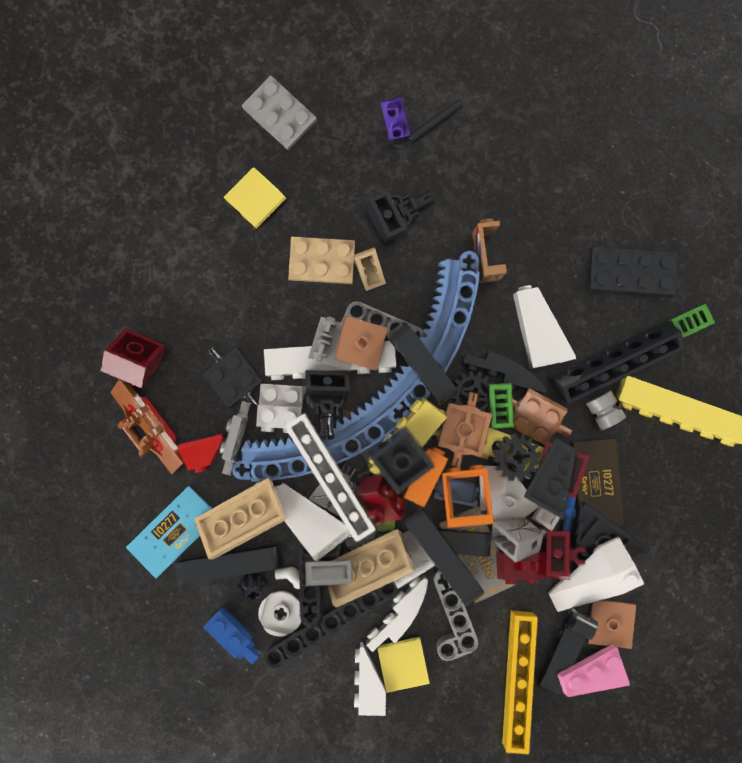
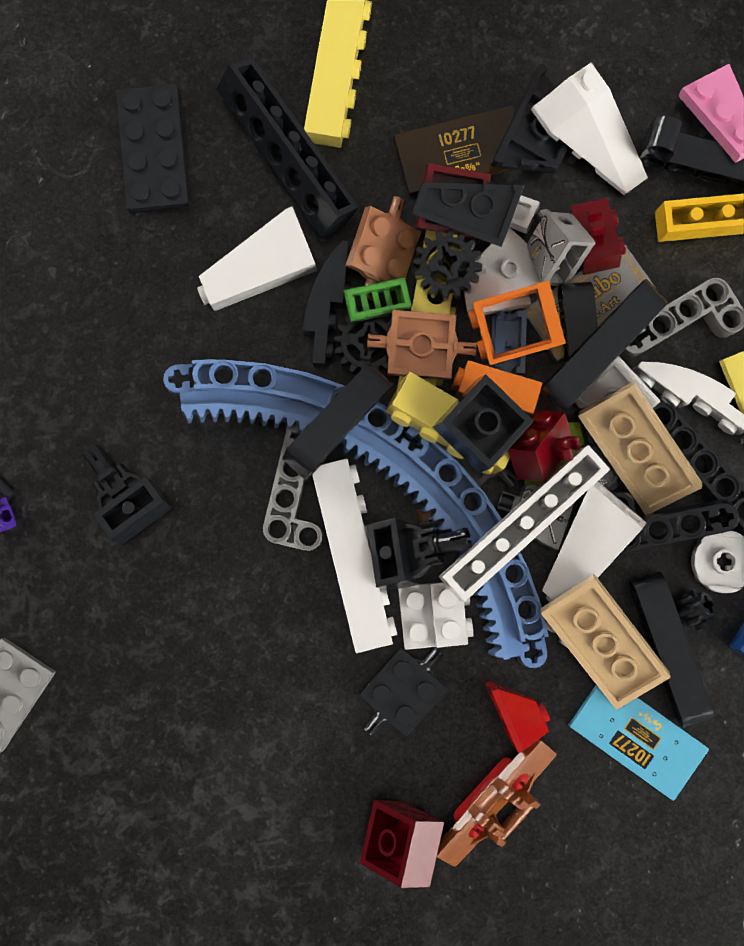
camera: 95 degrees left, 0 degrees up
(236, 431) = (503, 674): light grey plate -> none
(254, 197) = (134, 707): light yellow slope -> none
(289, 573) = (665, 558): white arm -> none
(321, 260) = (210, 593): tan plate -> none
(326, 342) = (329, 550): light grey hinge -> none
(328, 573) = (658, 502): light grey tile -> none
(360, 343) = (323, 514): nougat plate -> none
(369, 269) = (212, 521): tan slope -> none
(487, 273) = (124, 361): medium nougat panel -> none
(559, 555) = (572, 184): dark red brick -> none
(570, 513) = (530, 183): blue bar -> none
(606, 410) = (356, 154): light grey wheel -> none
(614, 623) = (648, 95): nougat plate -> none
(708, 316) = (213, 78): bright green slope -> none

